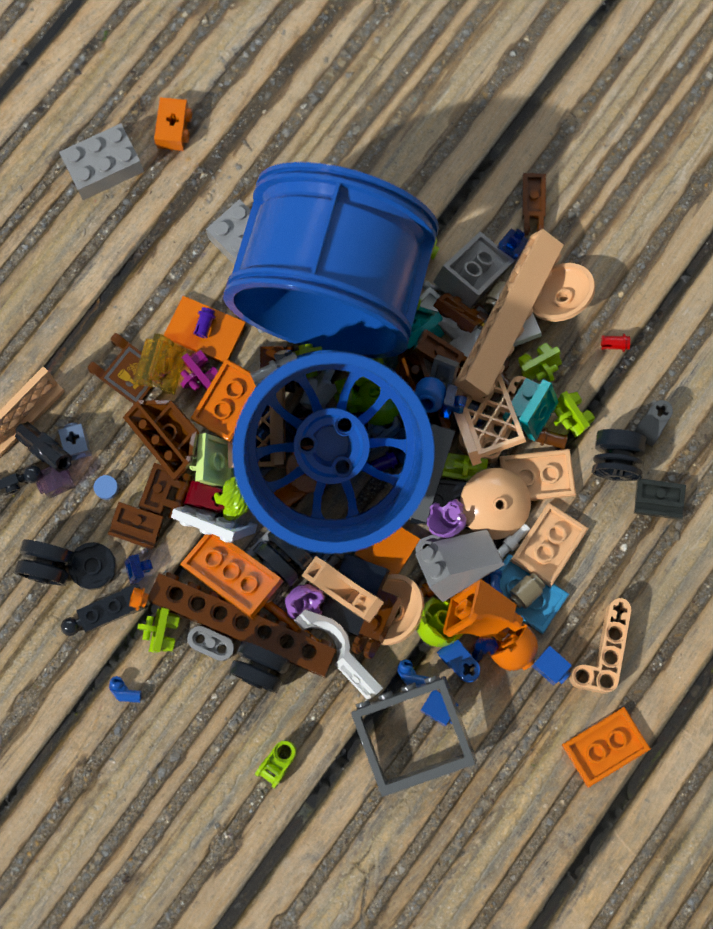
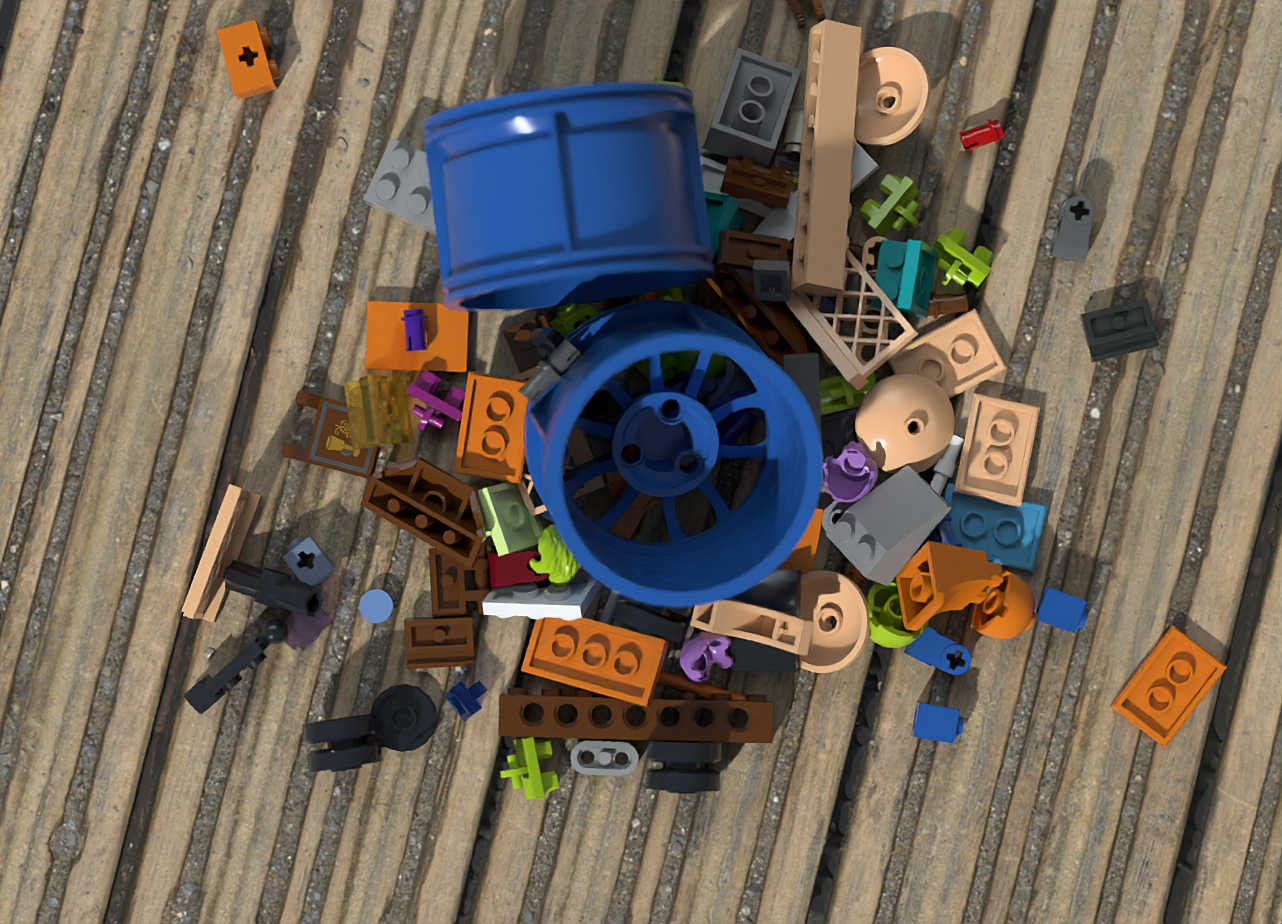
camera: 20 degrees left, 10 degrees up
(101, 161) = (173, 154): light grey brick -> none
(101, 612) = (445, 773): black plate -> none
(121, 691) = (514, 866): blue arm -> none
(138, 598) = (488, 739): orange plate -> none
(276, 764) = (754, 878): lime piece -> none
(345, 661) = (787, 710): white piece -> none
(378, 627) = (819, 651): reddish brown hinge -> none
(408, 674) = (880, 696): blue arm -> none
(428, 773) = (953, 813): dark grey window -> none
(430, 393) = (765, 320): blue head -> none
(452, 402) = (798, 317): clear blue tile -> none
(482, 646) = (962, 620): clear blue arm -> none
(513, 243) = (790, 48): clear blue tile -> none
(527, 591) = (991, 526): dark tan brick -> none
(607, 645) = (1120, 555): light nougat beam -> none
(619, 455) = (1045, 295): black wheel -> none

